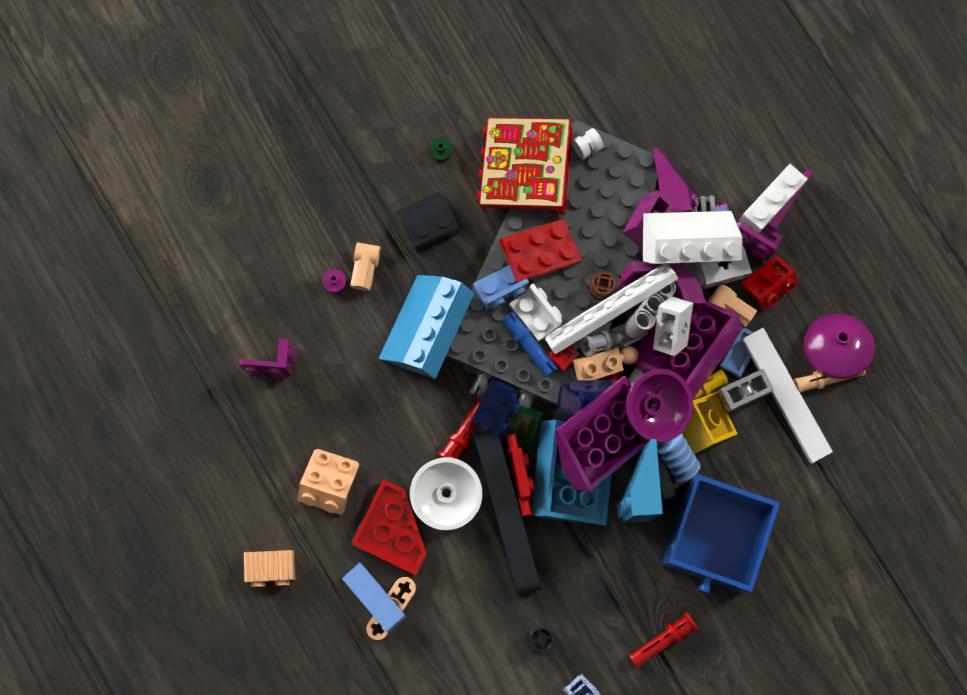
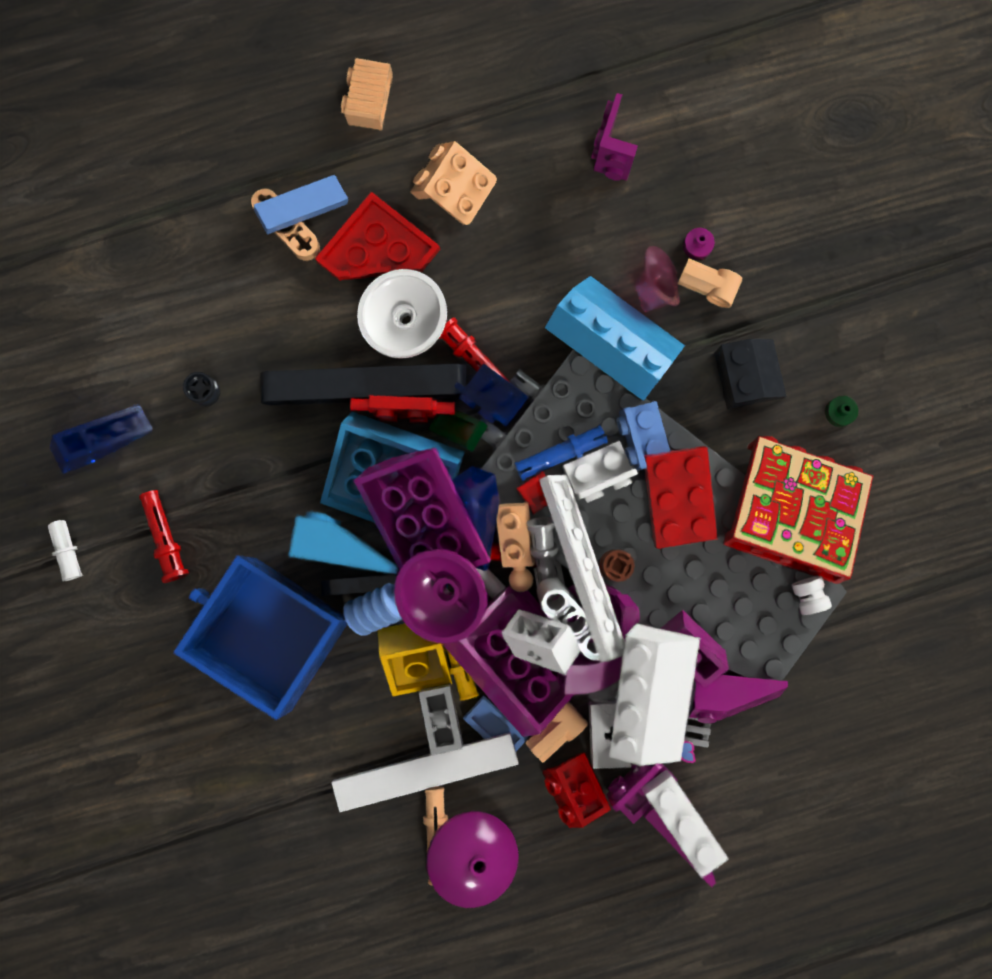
camera: 110 degrees right, 5 degrees up
(374, 304) = (658, 281): none -> clear pink piece

